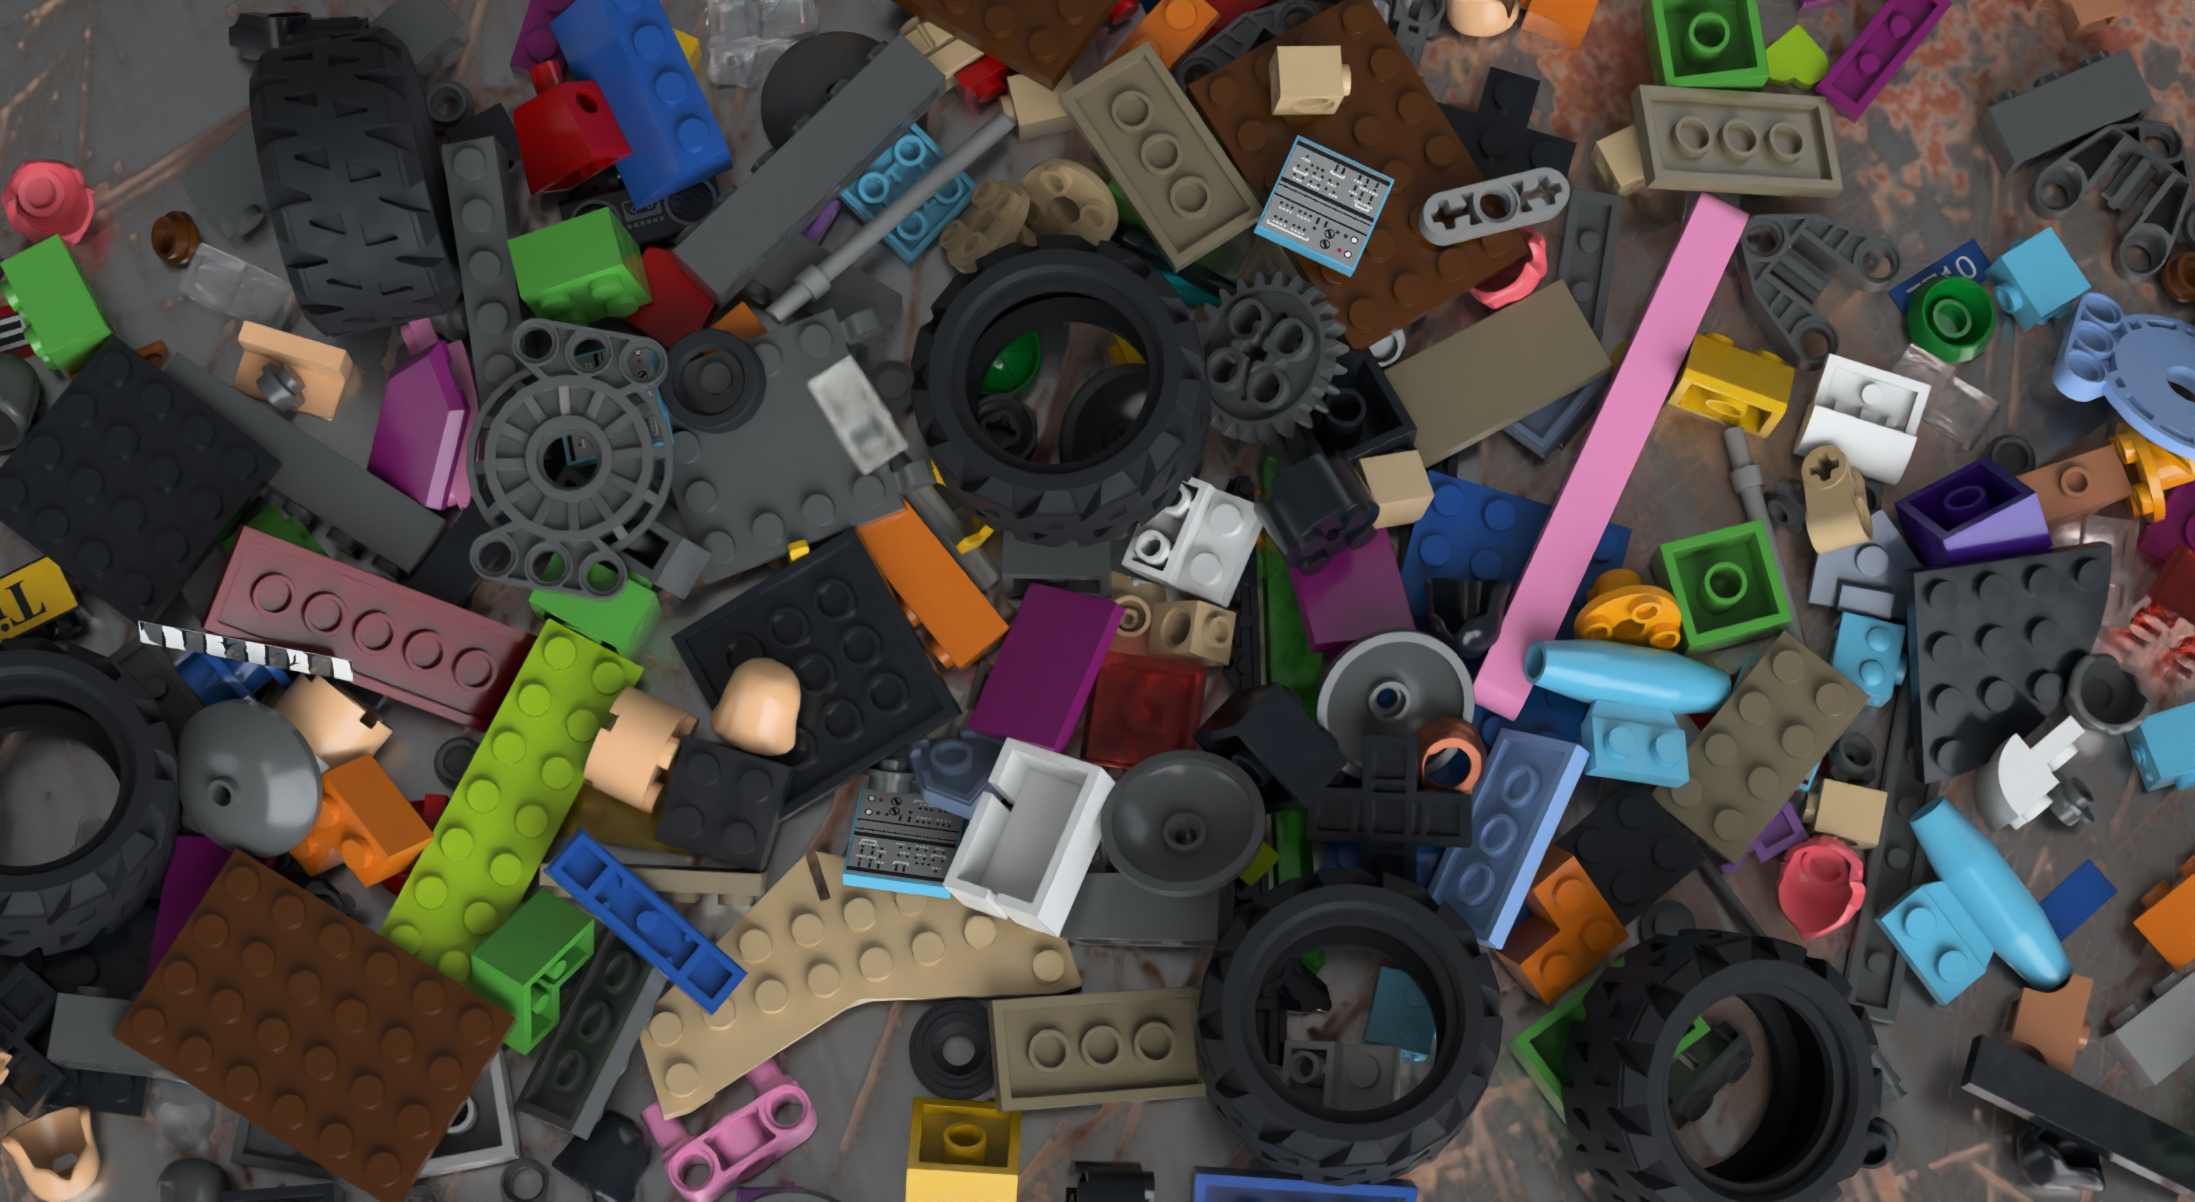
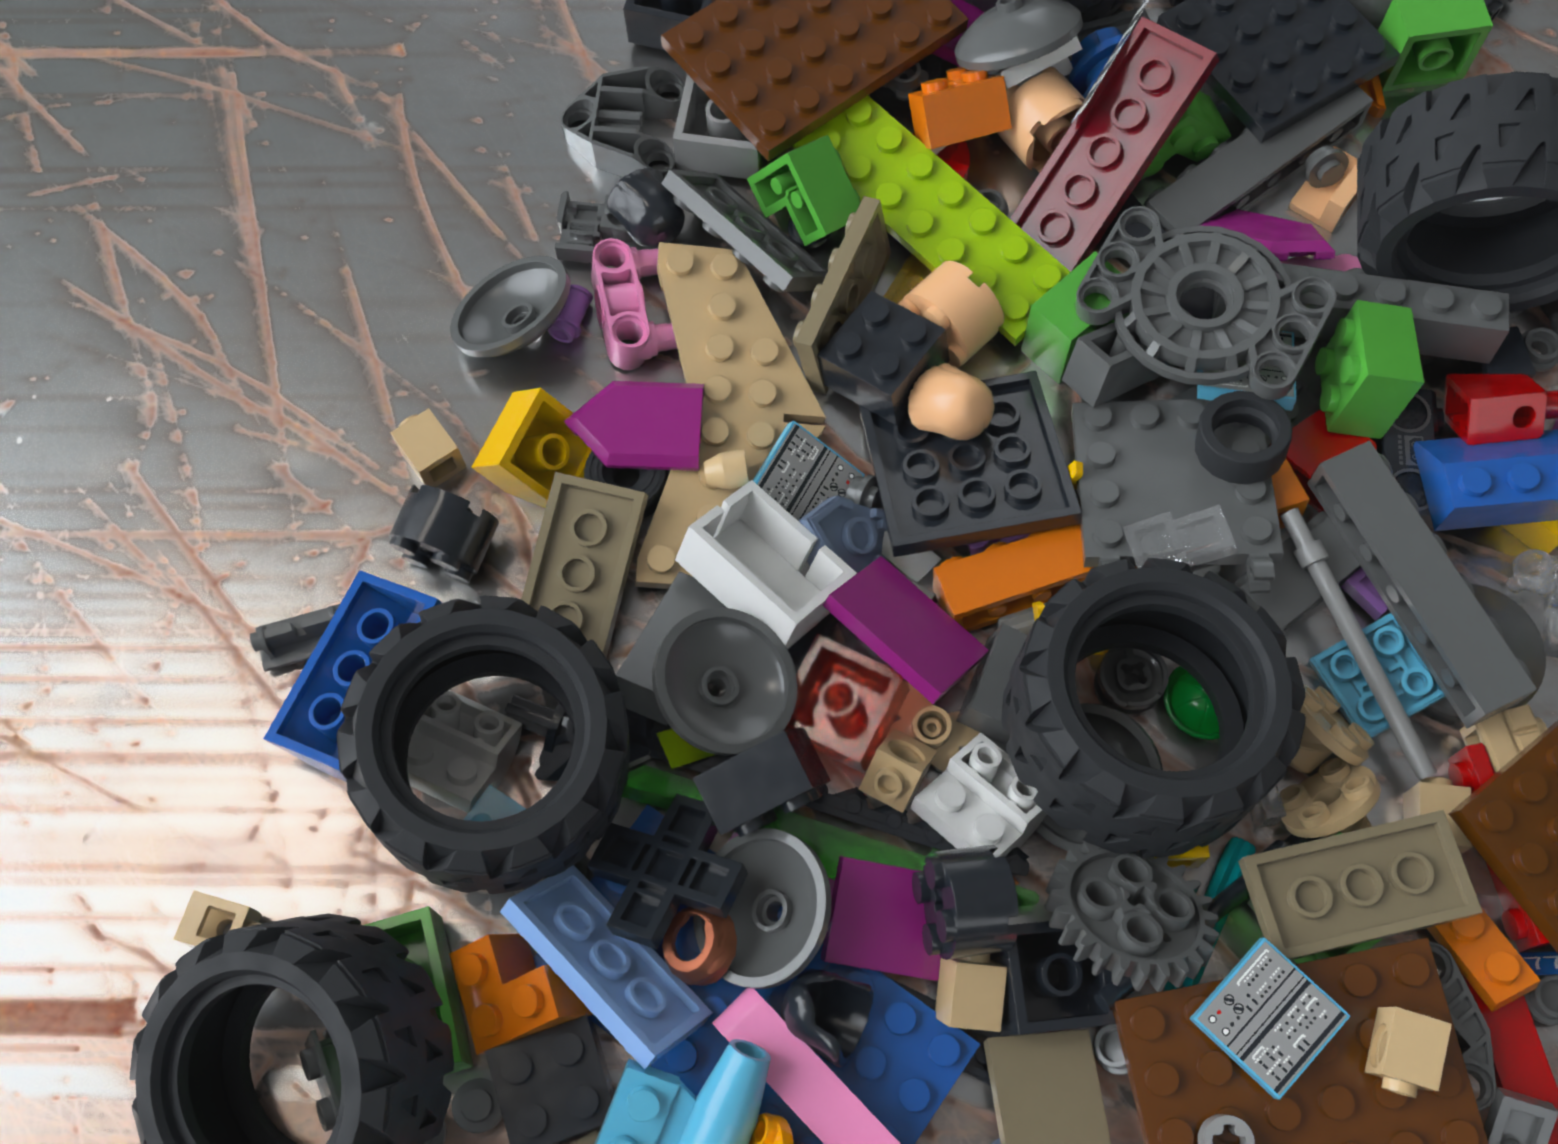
camera: 120 degrees right, 10 degrees down
(48, 200) = (1517, 49): coral hair -> none
(645, 921) = (806, 253): blue plate -> none
(899, 1044) = (643, 425): none -> magenta tile
(925, 927) = (727, 470): none -> tan hose

